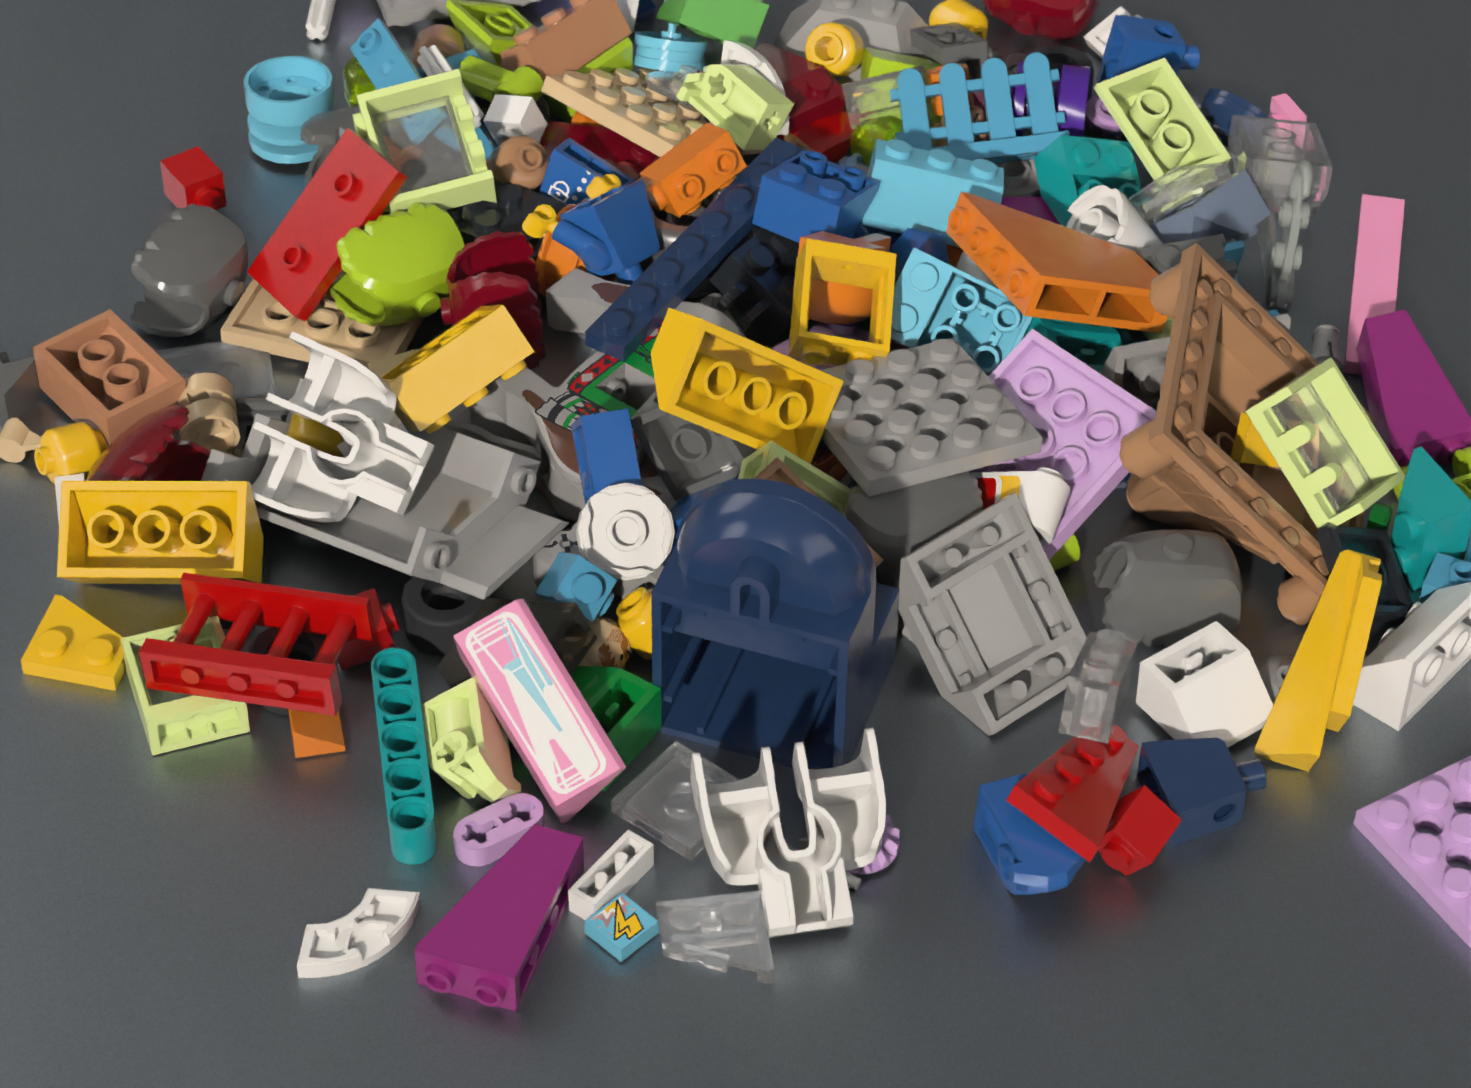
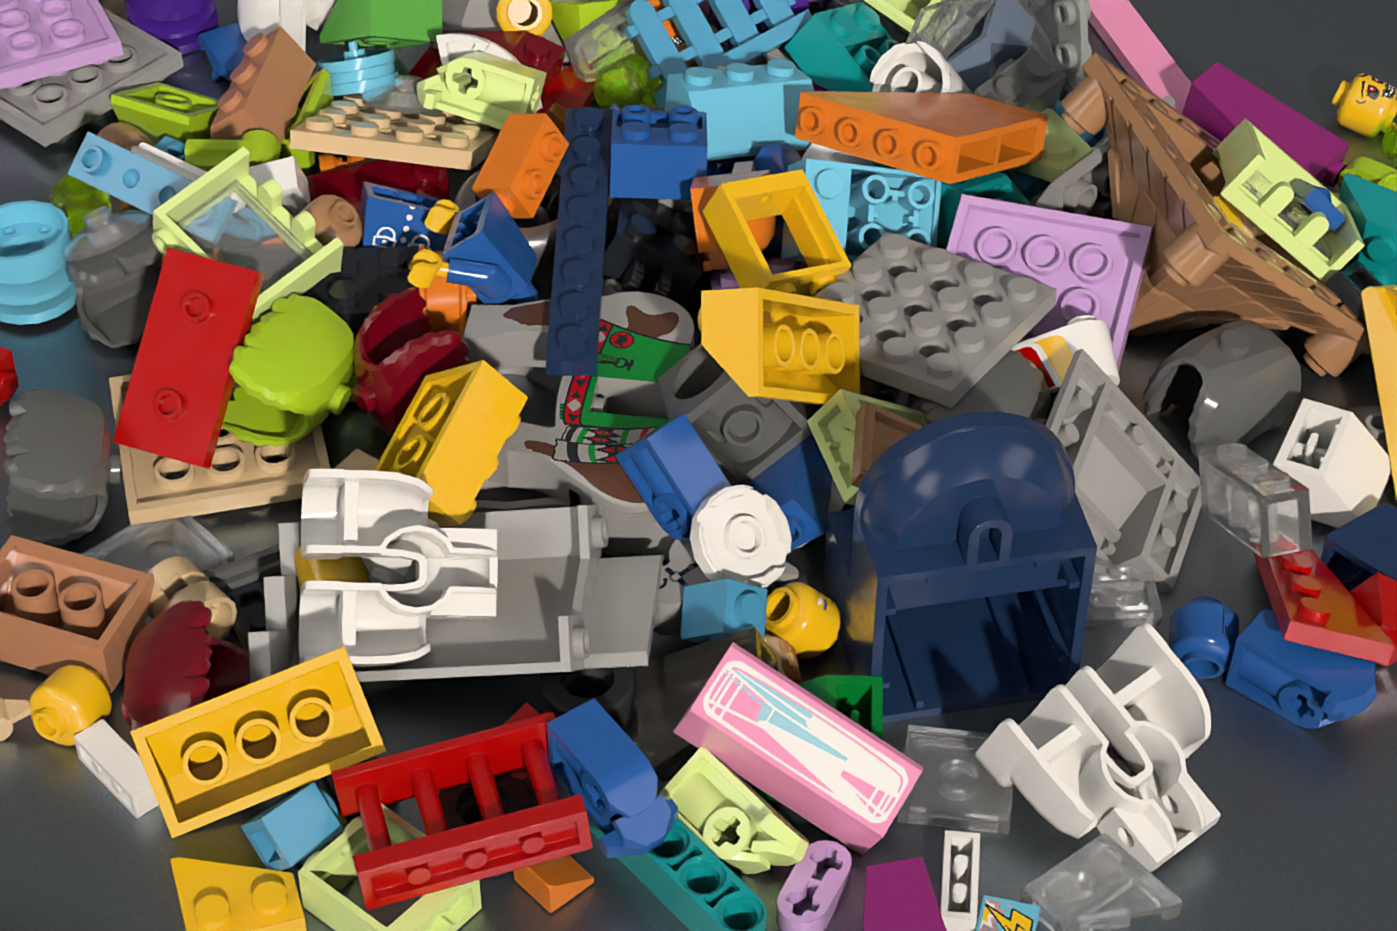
camera: 30 degrees left, 0 degrees up
(149, 606) = (293, 827): none -> dark azure brick
(340, 104) = (105, 232): none -> clear dish
(382, 672) = (614, 779): none -> blue piece
(920, 709) = (1122, 597): none -> clear wing
(965, 771) = (1204, 636): none -> blue head
(1362, 461) = (1317, 199): none -> blue tile

